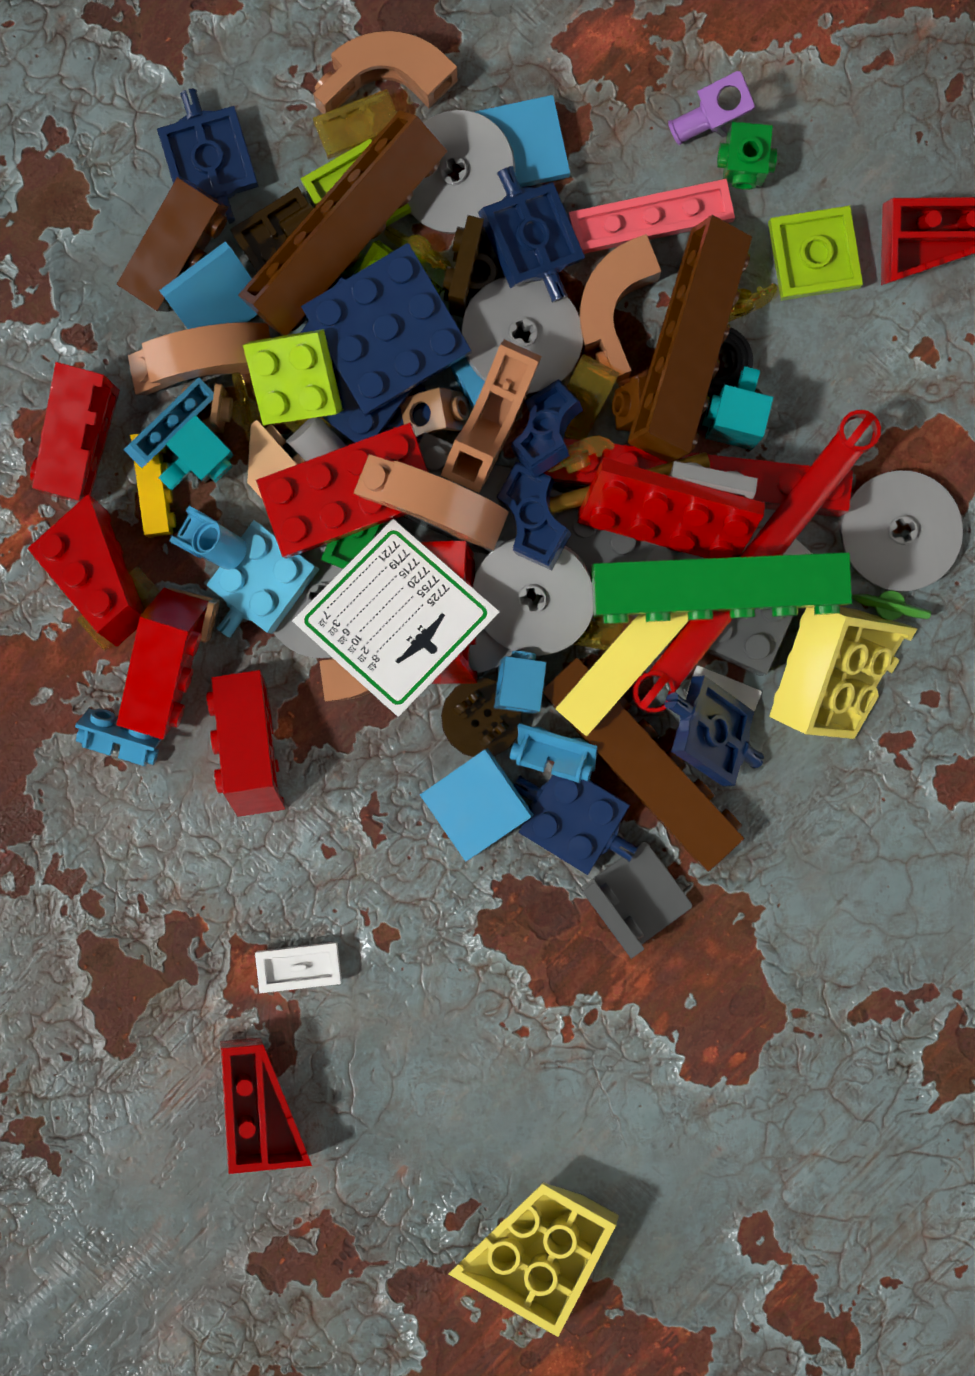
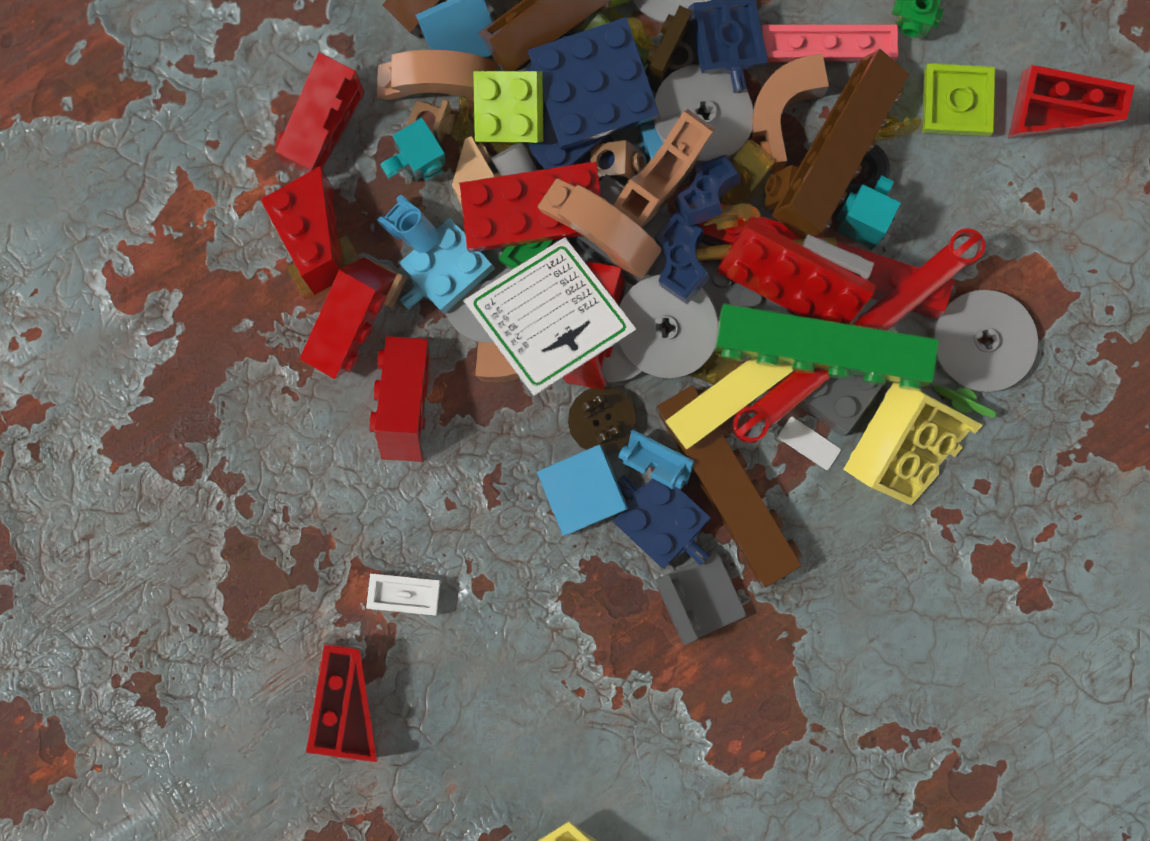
camera: 20 degrees right, 5 degrees down
(100, 733) = (284, 363): dark azure hinge -> none
(154, 497) = (372, 175): yellow piece -> none
(169, 422) = (381, 133): dark azure piece -> none
(520, 683) = (640, 396): dark azure brick -> none
(713, 731) = (794, 469): dark blue plate -> none

